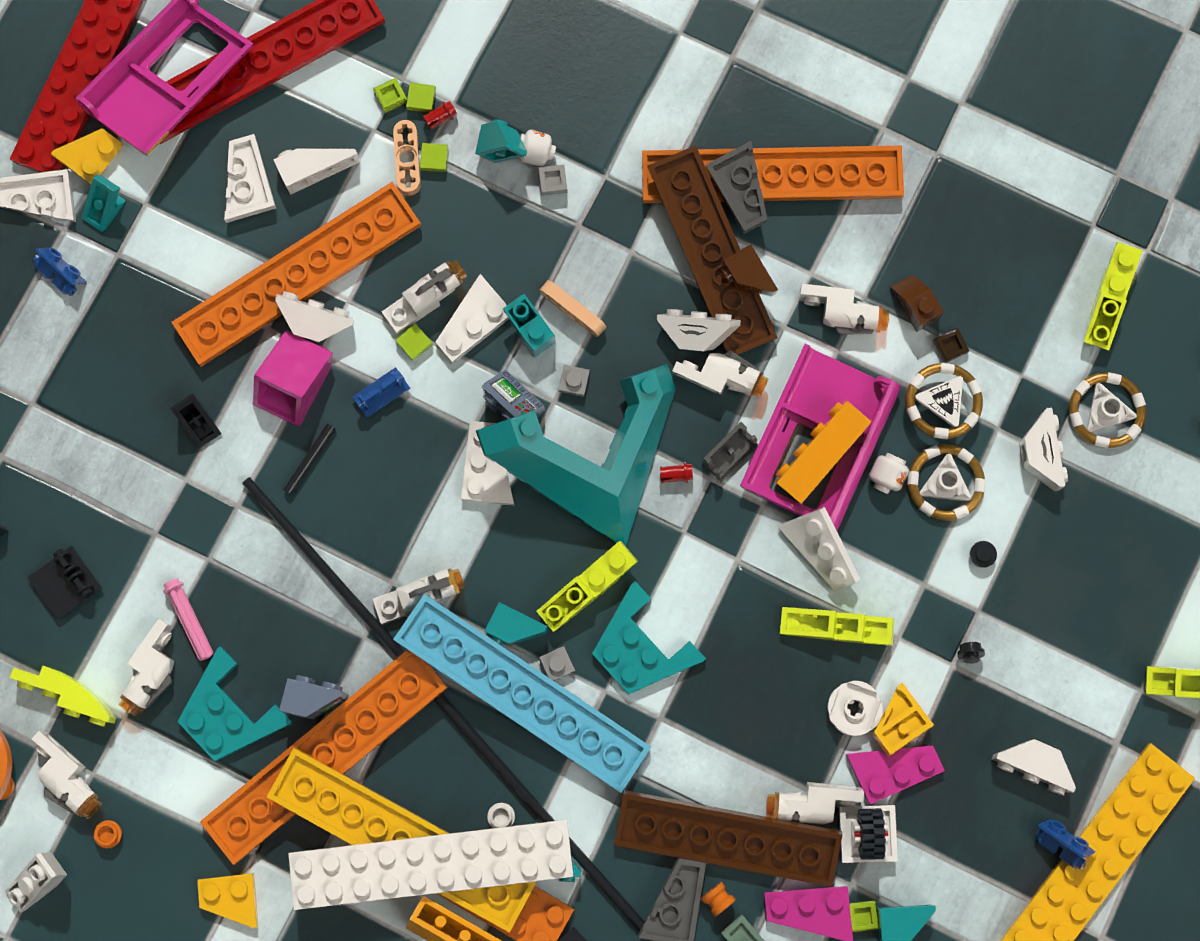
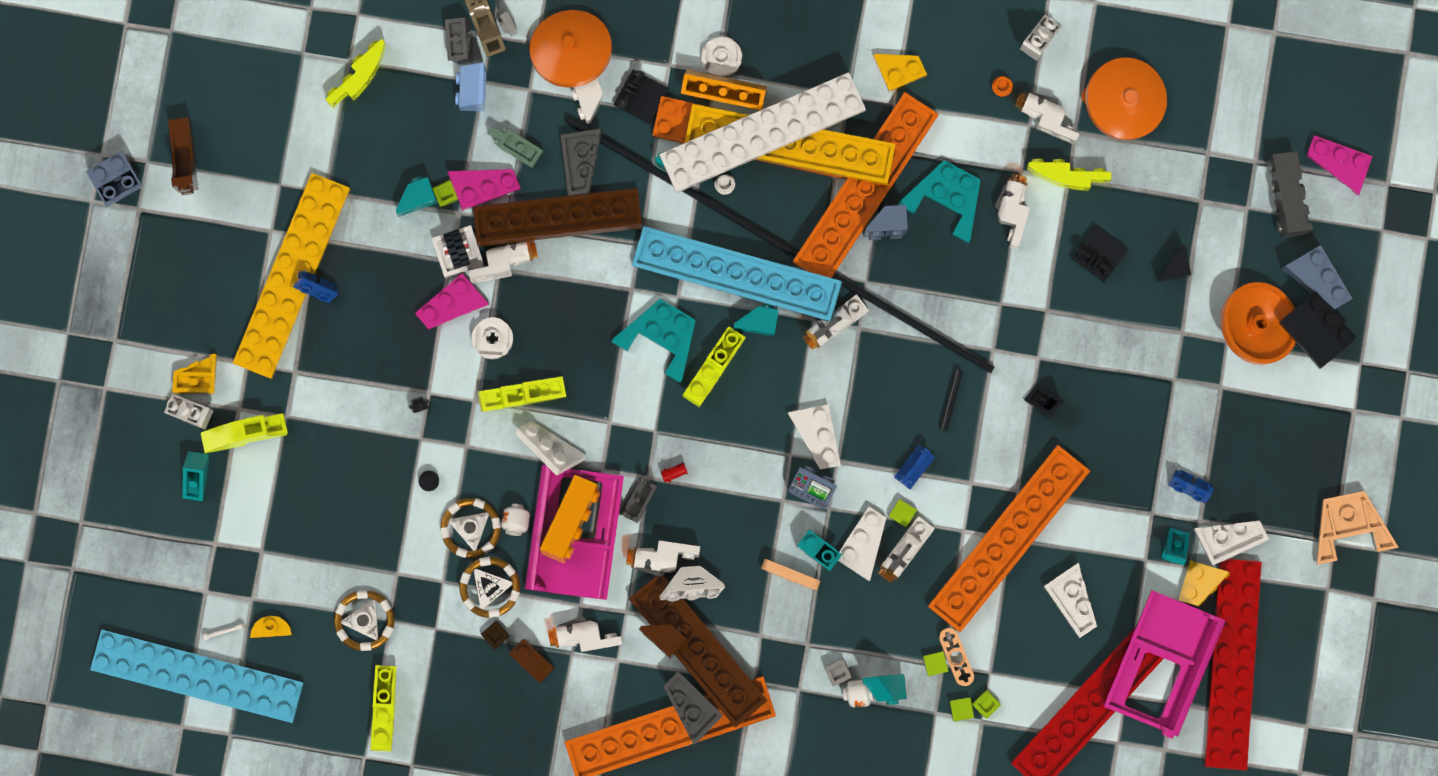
camera: 155 degrees right, 5 degrees up
(188, 618) = (999, 255): bright pink axle -> none
(291, 377) = (984, 456): dark pink slope -> none
(308, 166) = (1030, 624): white slope -> none
(310, 318) = (983, 504): white slope -> none
(440, 115) = (941, 699): red pin -> none
(557, 664) = (718, 305): light grey plate -> none
(574, 380) = (772, 520): light grey plate -> none
(598, 495) = (725, 433): teal wedge -> none
(718, 899) = (552, 173): orange wheel -> none
(901, 722) = (456, 338): yellow wing -> none
(1037, 763) = (350, 338): white slope -> none
(1043, 452) = (404, 572): white slope -> none

